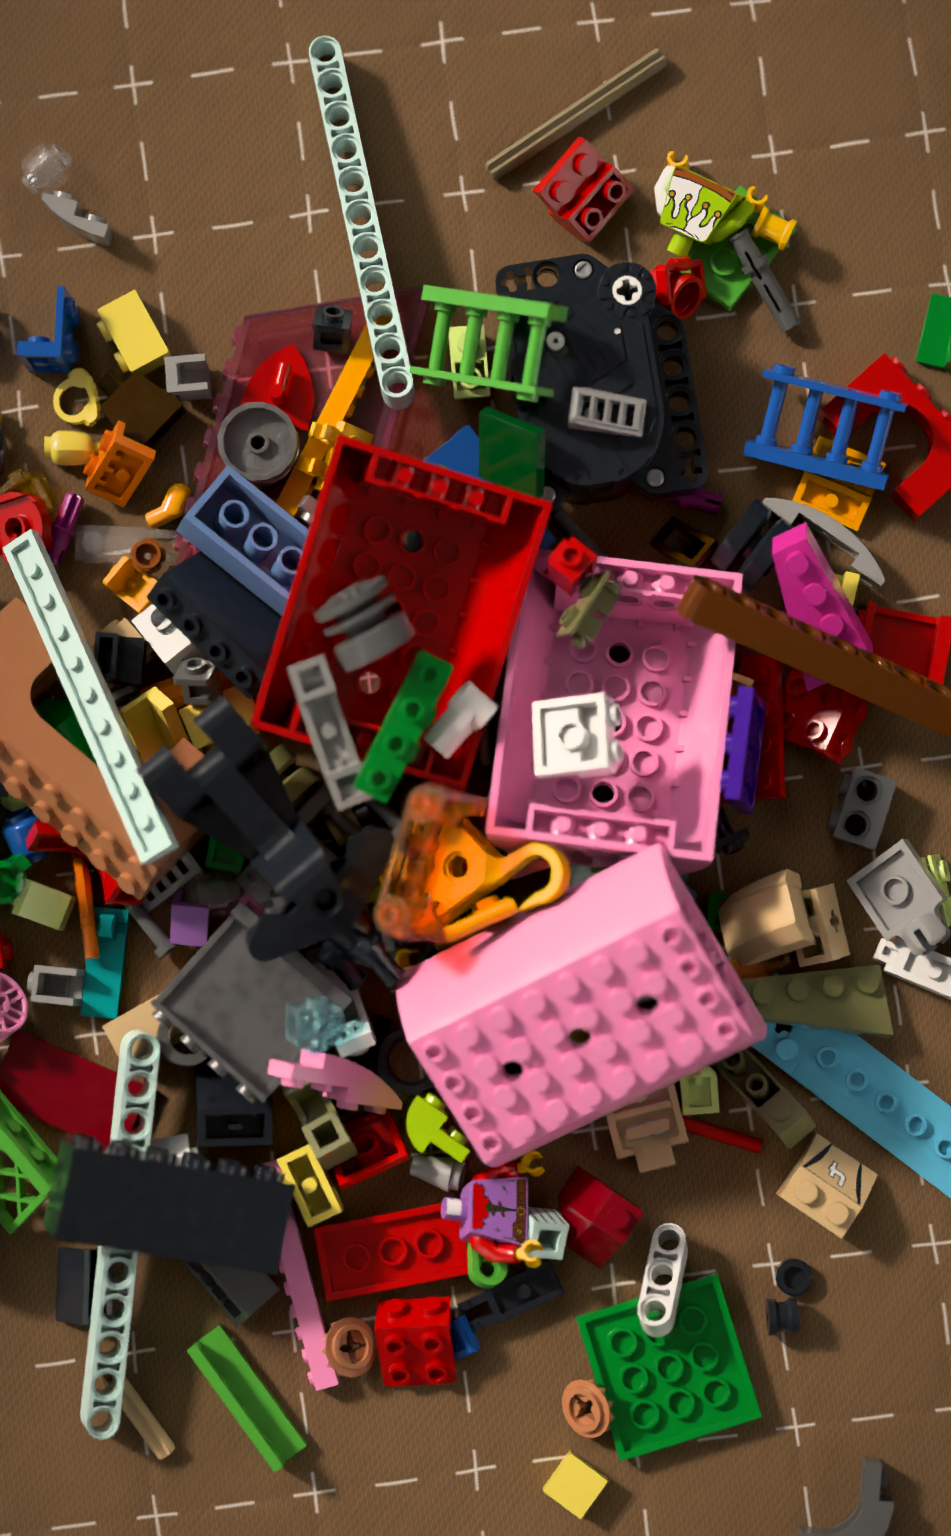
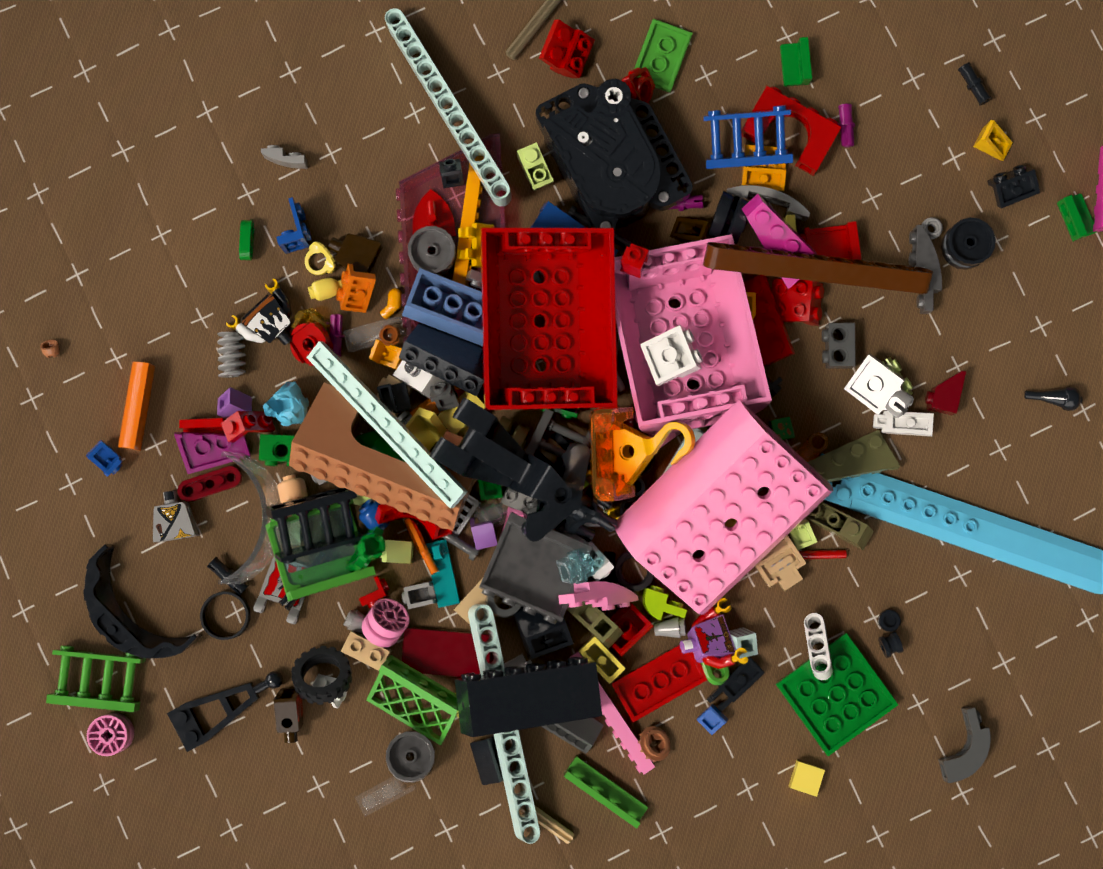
camera: 25 degrees left, 0 degrees up
(46, 168) = (257, 135): clear head -> none
(133, 333) = (339, 213): light yellow brick -> none
(188, 376) = (378, 226): light grey window -> none
(327, 730) = (532, 399): light grey slope -> none
(364, 623) = (532, 329): dark grey wheel -> none
(399, 734) = (573, 381): green bracket -> none
(415, 1341) = (690, 728): red bracket -> none
(465, 712) = (605, 362): white piece -> none
(484, 916) = (651, 474): light orange plate -> none
(508, 313) = (552, 129): bright green fence -> none
(511, 452) = (579, 207): dark green tile -> none
(575, 1404) = (790, 732): nougat gear -> none
(594, 397) = (608, 162): light grey slope -> none
(595, 596) = (654, 272): olive hinge -> none
(596, 1216) = (769, 622): dark red slope -> none
(699, 206) = (635, 37): torso -> none
(743, 750) = (765, 333): dark purple plate -> none
(756, 266) = (703, 83): dark grey pin -> none
(766, 919) = (808, 424): tan slope -> none
(773, 228) = (681, 36): yellow bush -> none
(826, 925) = (836, 419): tan brick -> none
(828, 1185) = (891, 563): tan slope -> none

